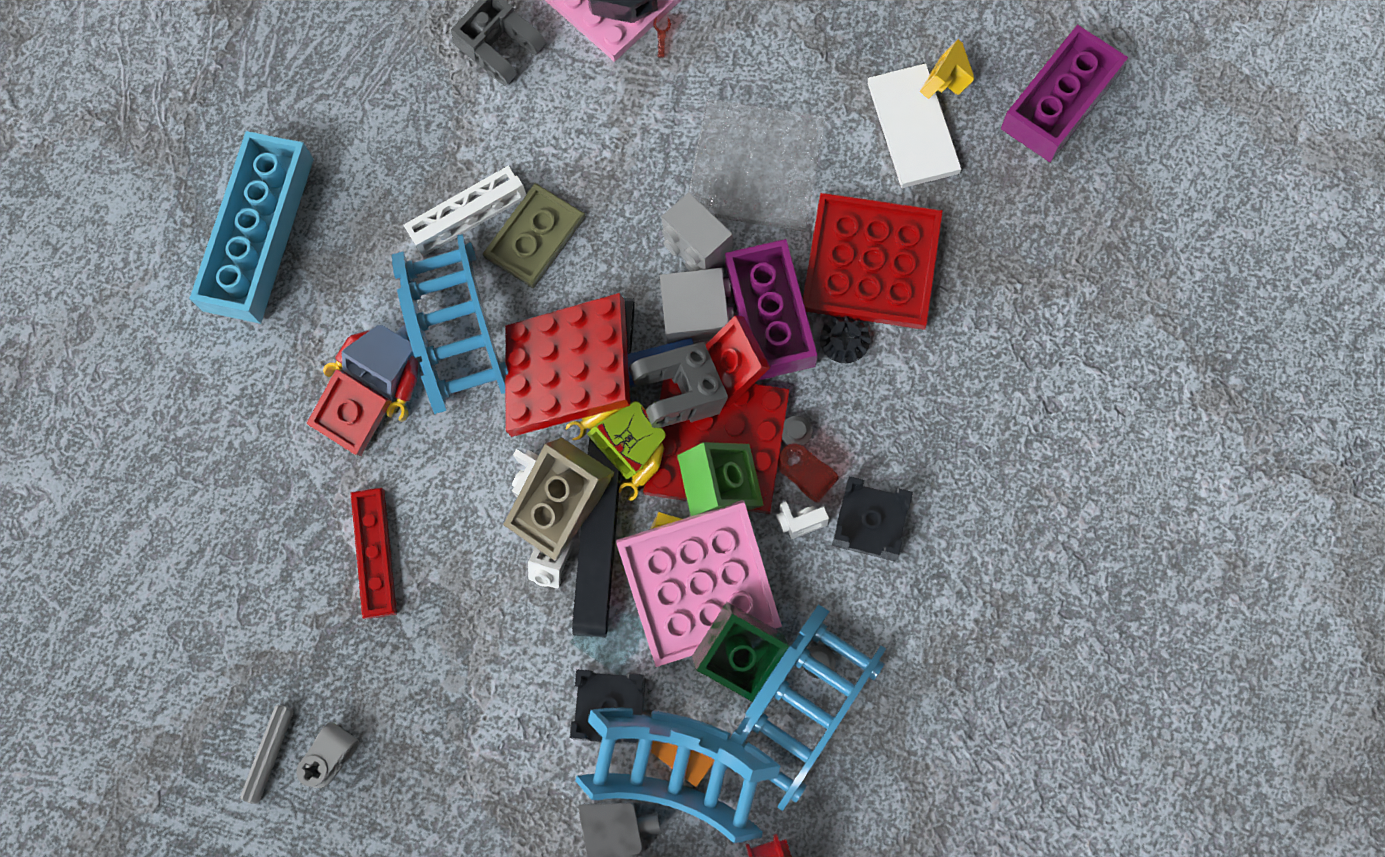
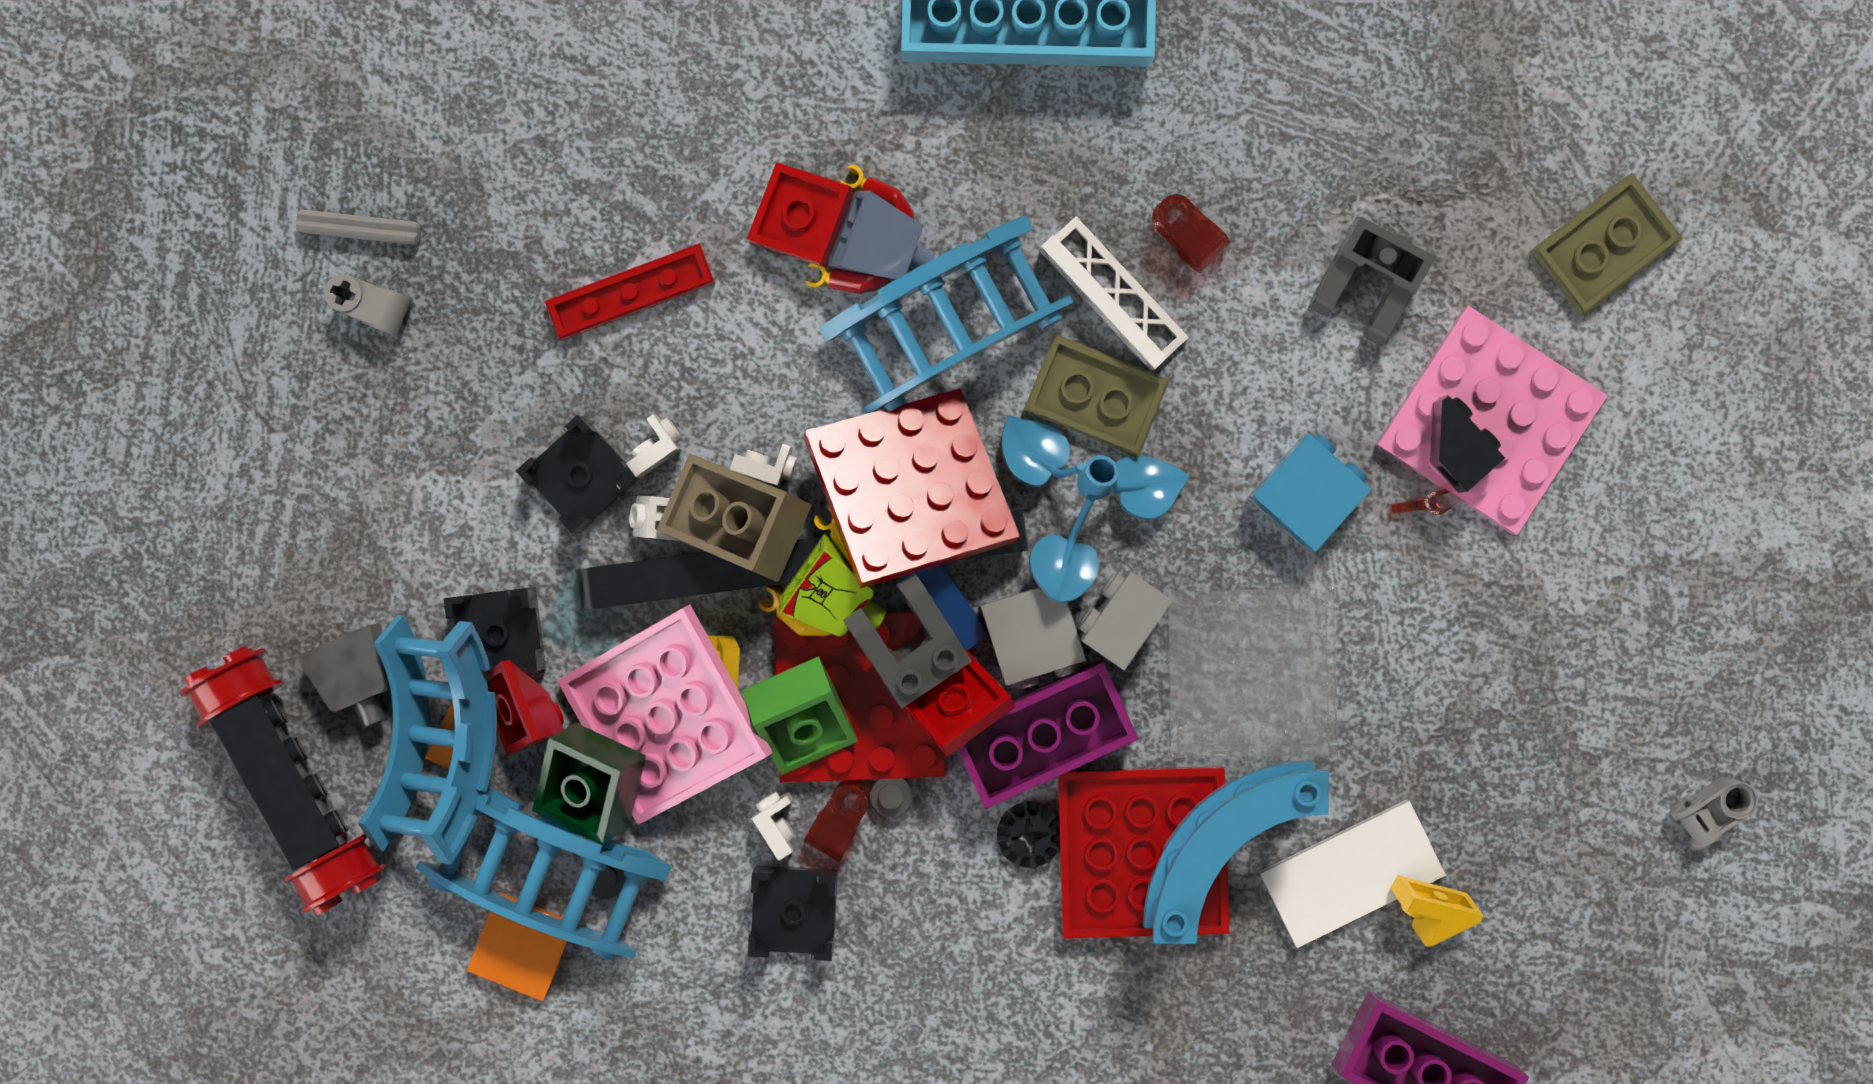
camera: 80 degrees right, 15 degrees up
(434, 149) = (1193, 235): none -> clear red piece
(498, 559) = (651, 454): none -> white bracket
(500, 617) = (579, 474): none -> black panel
(606, 211) = (1145, 488): none -> dark azure plant
(636, 103) = (1310, 491): none -> dark azure piece
(669, 692) = (523, 708): none -> red slope
(864, 743) = (517, 954): none -> orange tile
(867, 199) = (1219, 829): none -> dark azure fence

